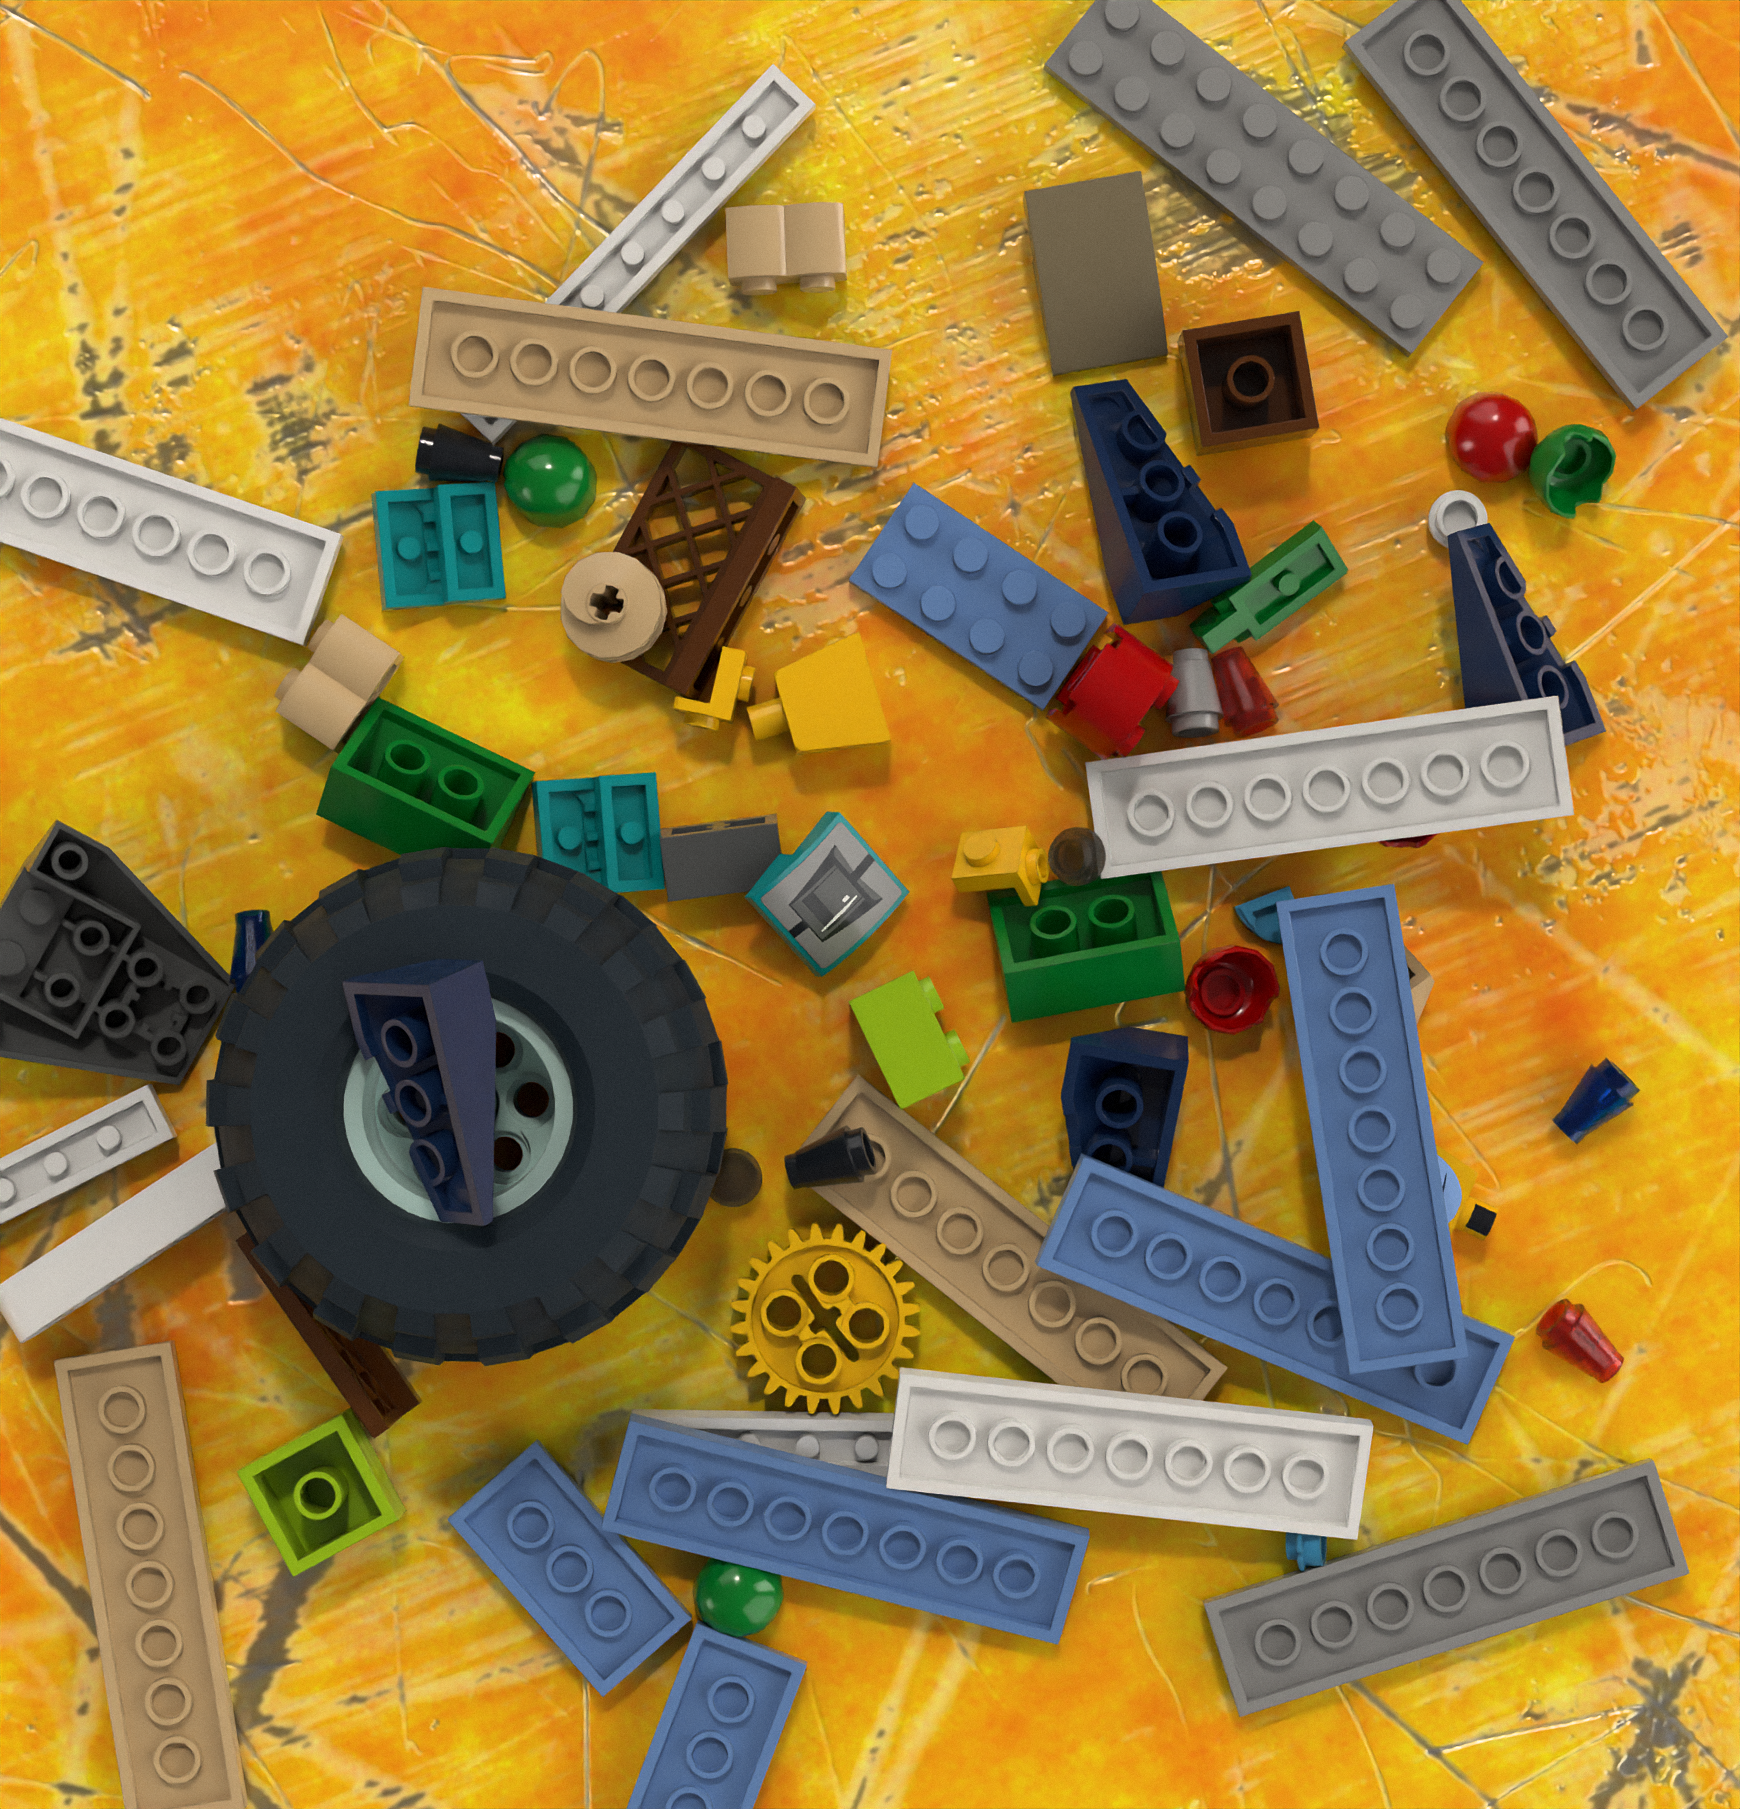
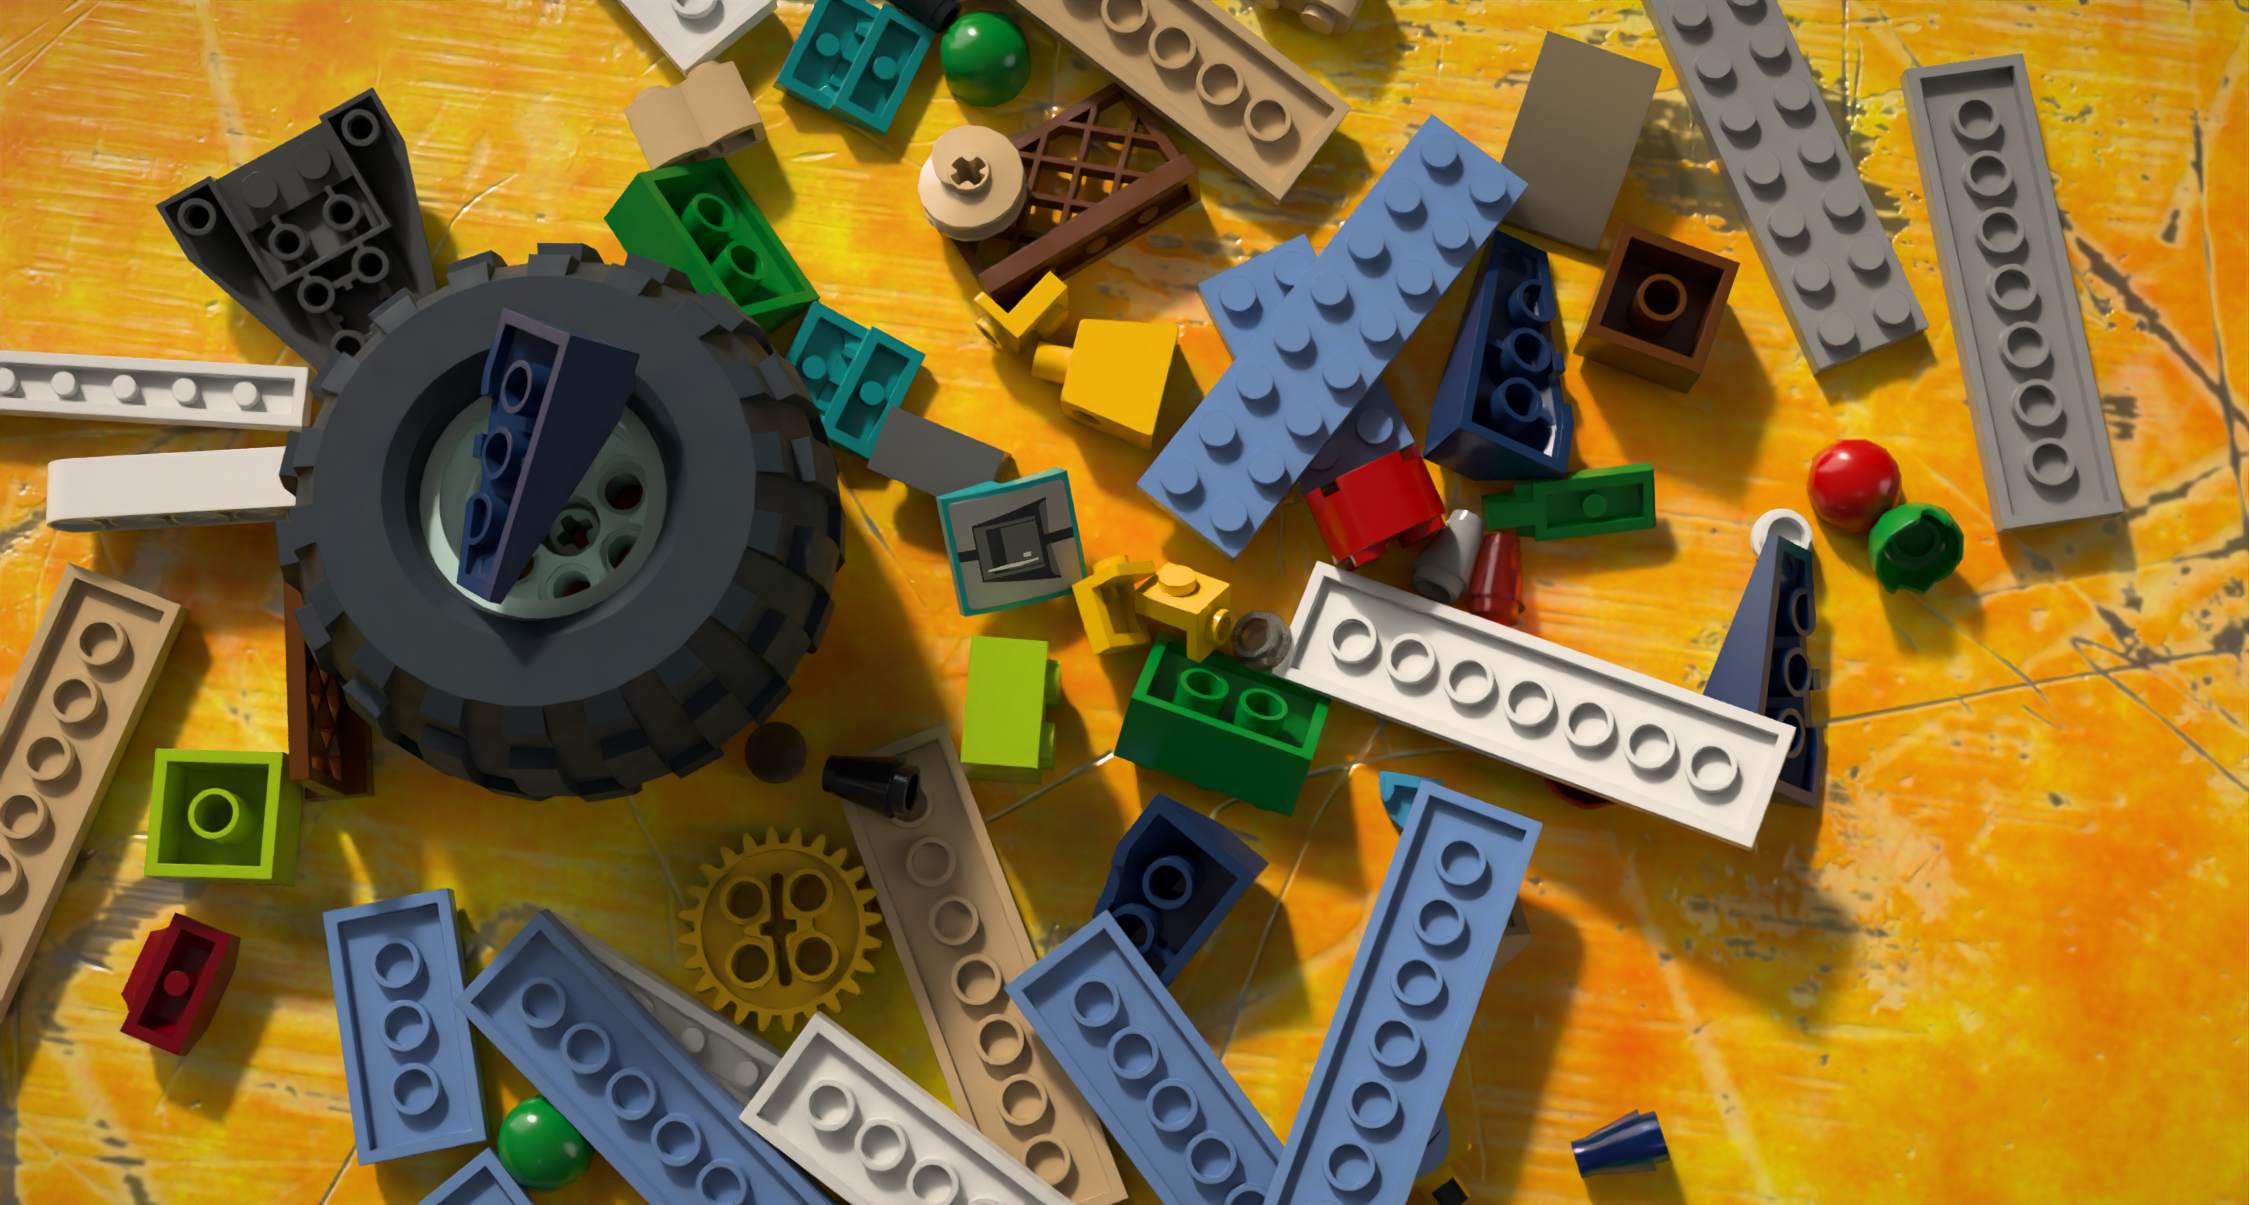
camera: 25 degrees right, 10 degrees down
(362, 1641) = (178, 983): none -> dark red slope
(936, 900) = (1109, 605): none -> yellow bracket
(992, 563) = (1331, 338): none -> medium blue plate
(1231, 989) = (1334, 841): red hair -> none

